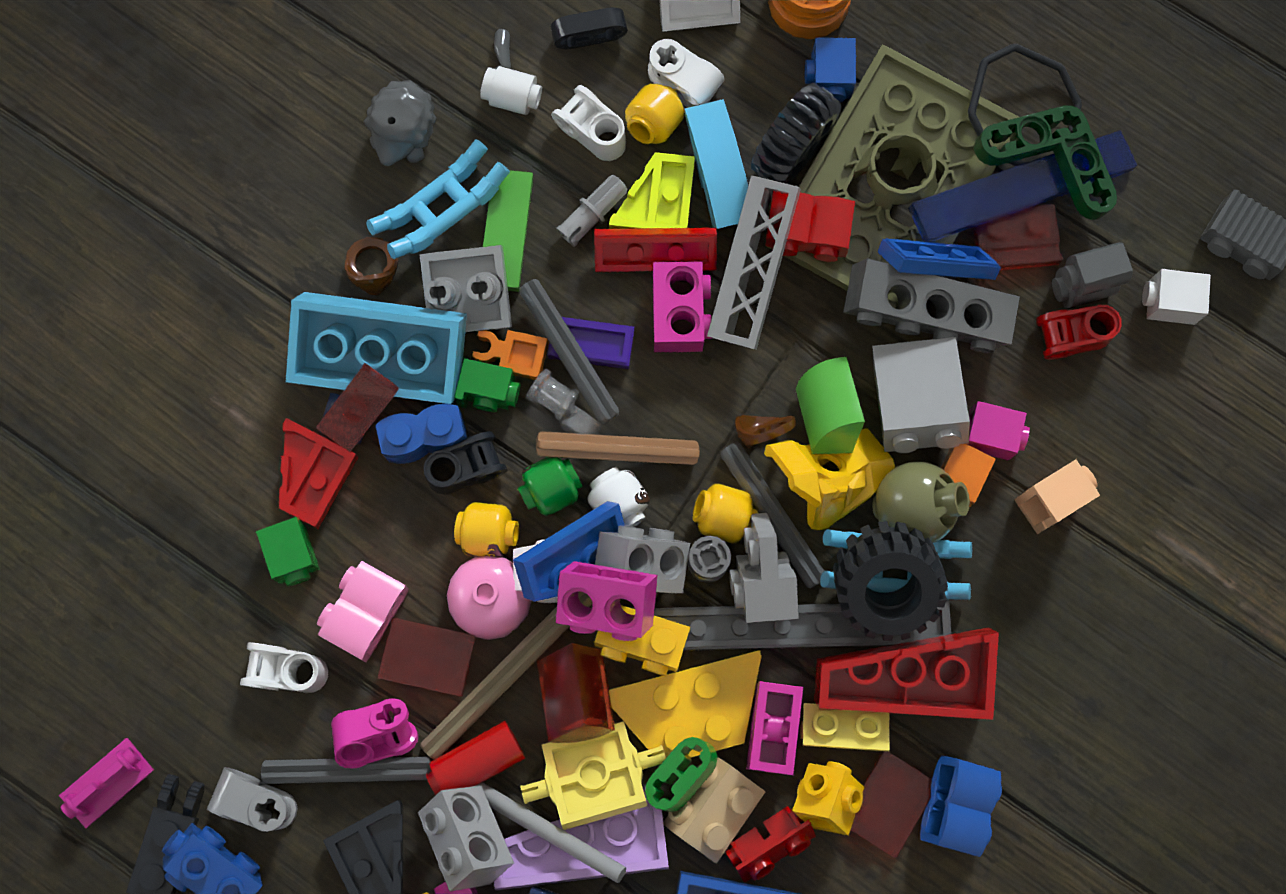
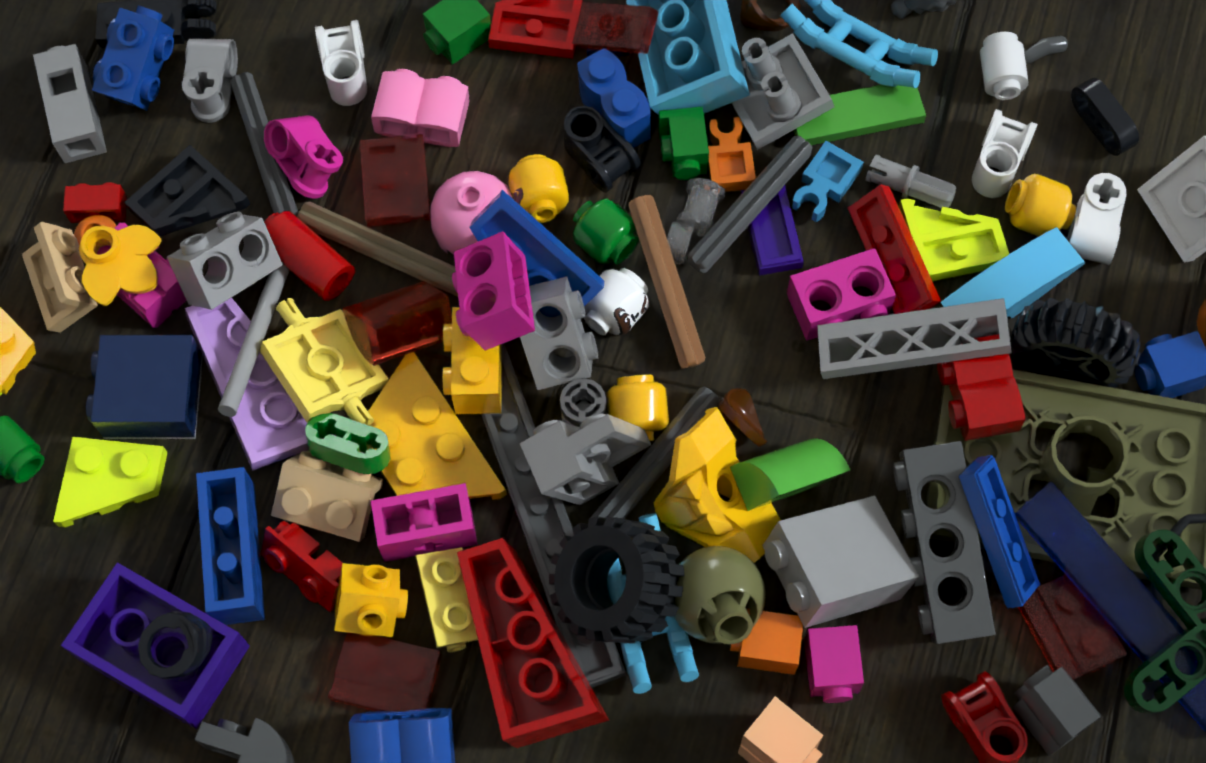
camera: 75 degrees right, 10 degrees down
(562, 275) = (827, 176): none -> dark azure plate

